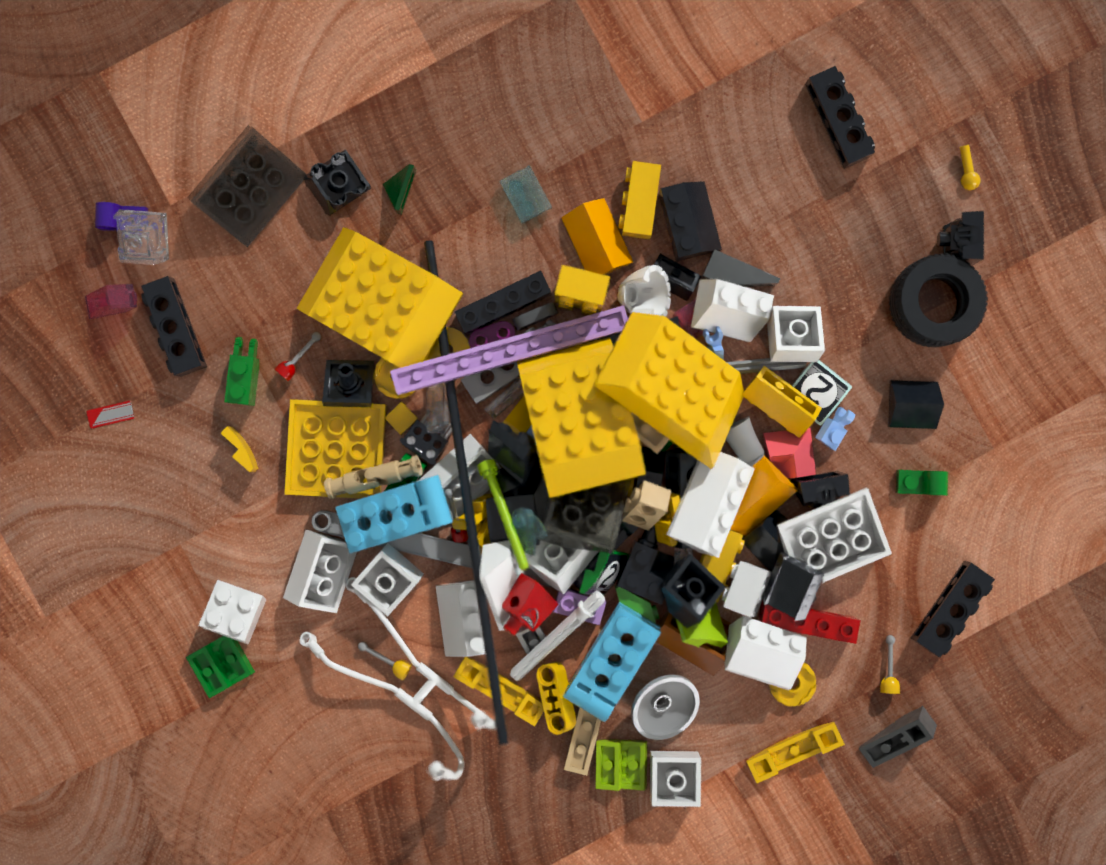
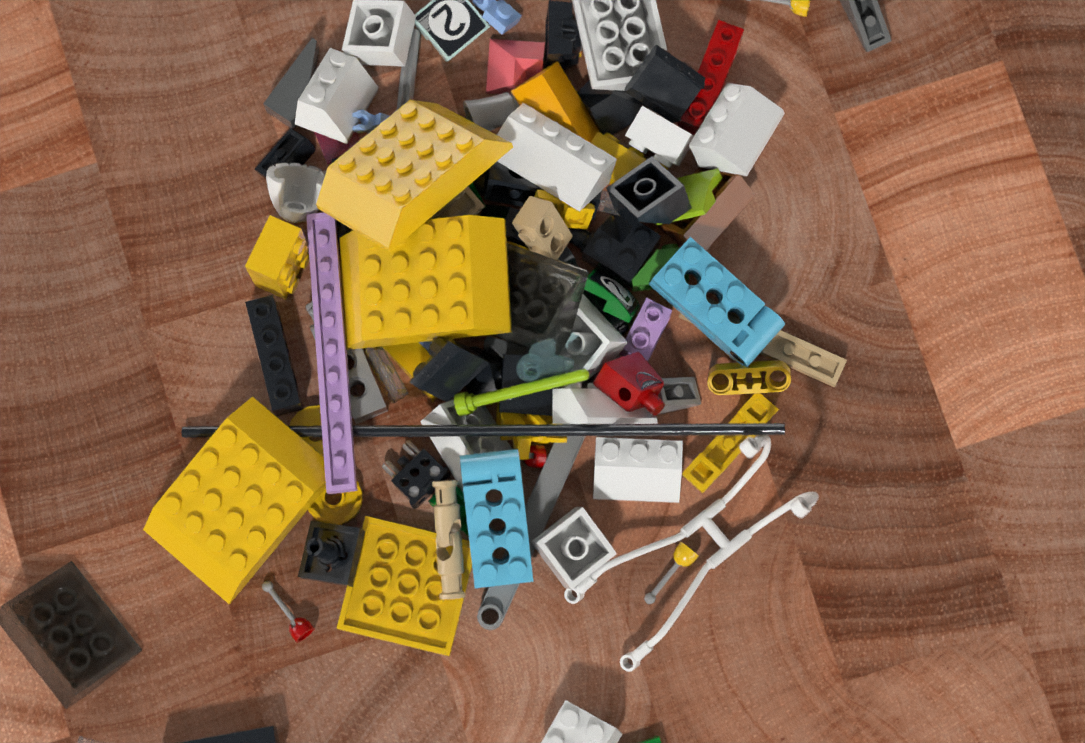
camera: 80 degrees left, 10 degrees down
(242, 374) = (295, 680): green hinge -> none
(243, 454) = (392, 696): yellow slope -> none
(320, 572) = (550, 630): white slope -> none
(336, 182) = (88, 527): black slope -> none
(399, 187) = (110, 454): dark green slope -> none
(401, 418) = (386, 501): yellow tile -> none
(437, 409) = (382, 453): clear slope -> none
(491, 333) = (307, 377): magenta plate -> none
(525, 194) = (152, 308): clear light blue plate -> none
(535, 316) = (297, 322): dark grey beam -> none
(563, 630) = (675, 359): white axle -> none
(596, 237) = (219, 237): light orange slope -> none
(621, 764) = (841, 320): lime slope -> none
(640, 200) = (188, 178): yellow brick -> none
(665, 707) = (781, 254): light grey dish -> none
(675, 778) = (866, 259): white brick -> none
(689, 220) = (223, 129): black slope -> none
(781, 401) = (453, 62): yellow brick -> none
(793, 750) = (856, 121): yellow slope -> none
(800, 694) = (794, 105): yellow tile -> none

